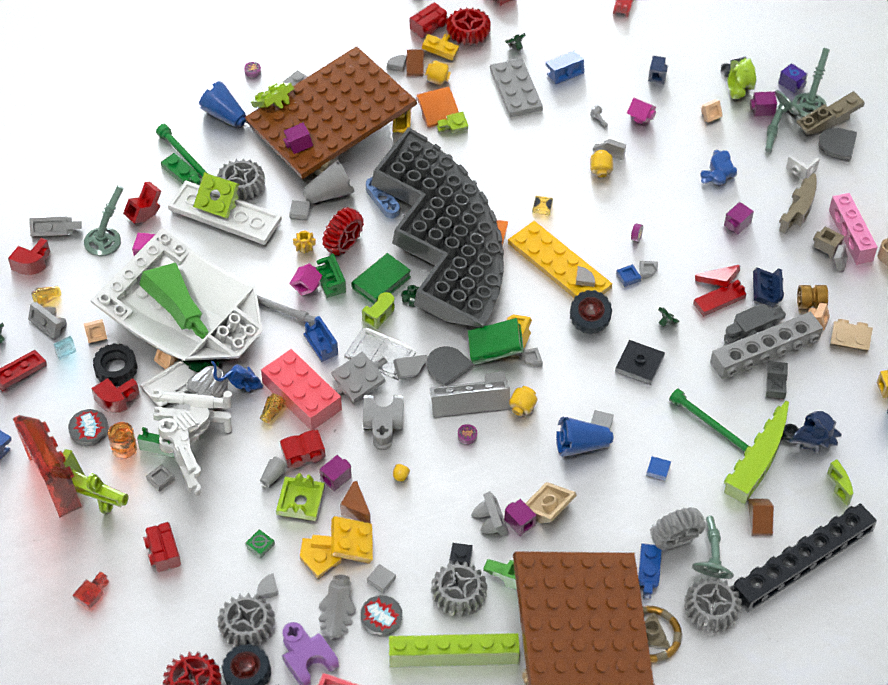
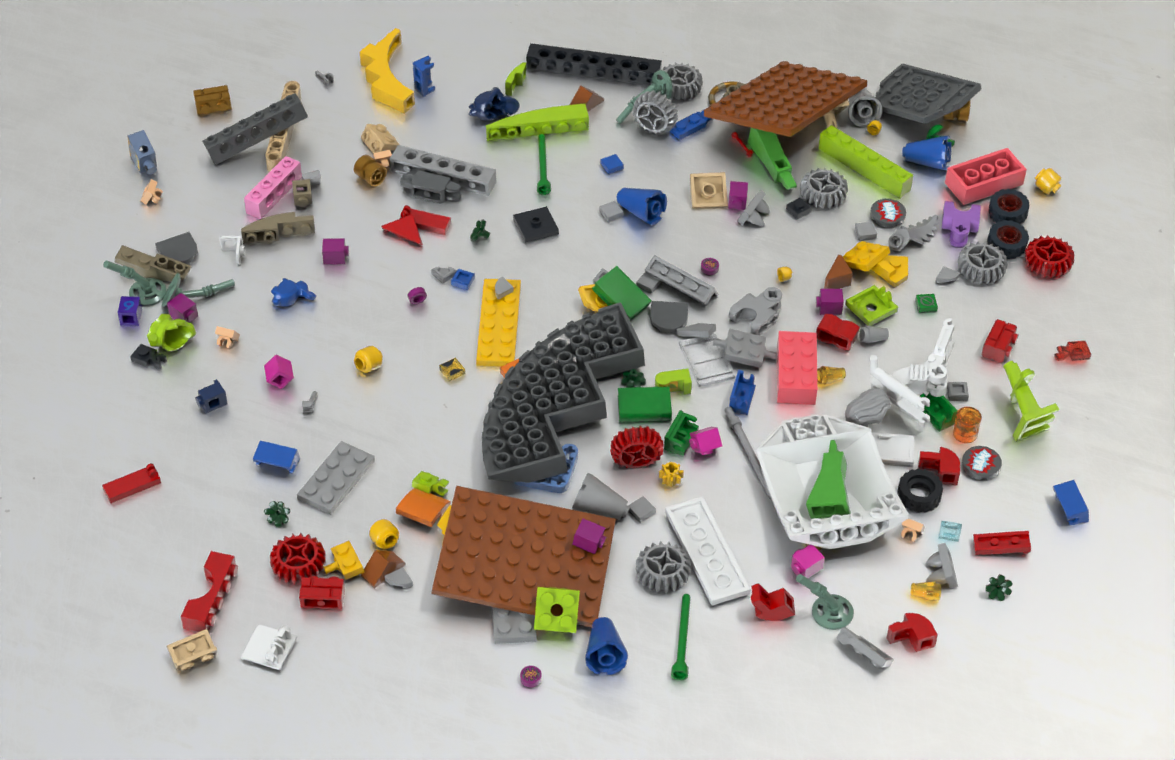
camera: 135 degrees left, 5 degrees down
(49, 463) = (1048, 424): clear red windscreen -> none
(180, 169) = (702, 622): green hinge -> none
(227, 195) = (711, 558): lime piece -> none
(240, 378) = (835, 402): blue animal -> none
(523, 401) = (646, 251): yellow head -> none
(590, 301) = (528, 267): black wheel -> none
(613, 147) = (343, 367): light grey tile -> none
(768, 286) = (385, 197): dark blue bracket -> none
(776, 379) = (467, 153): dark grey slope -> none

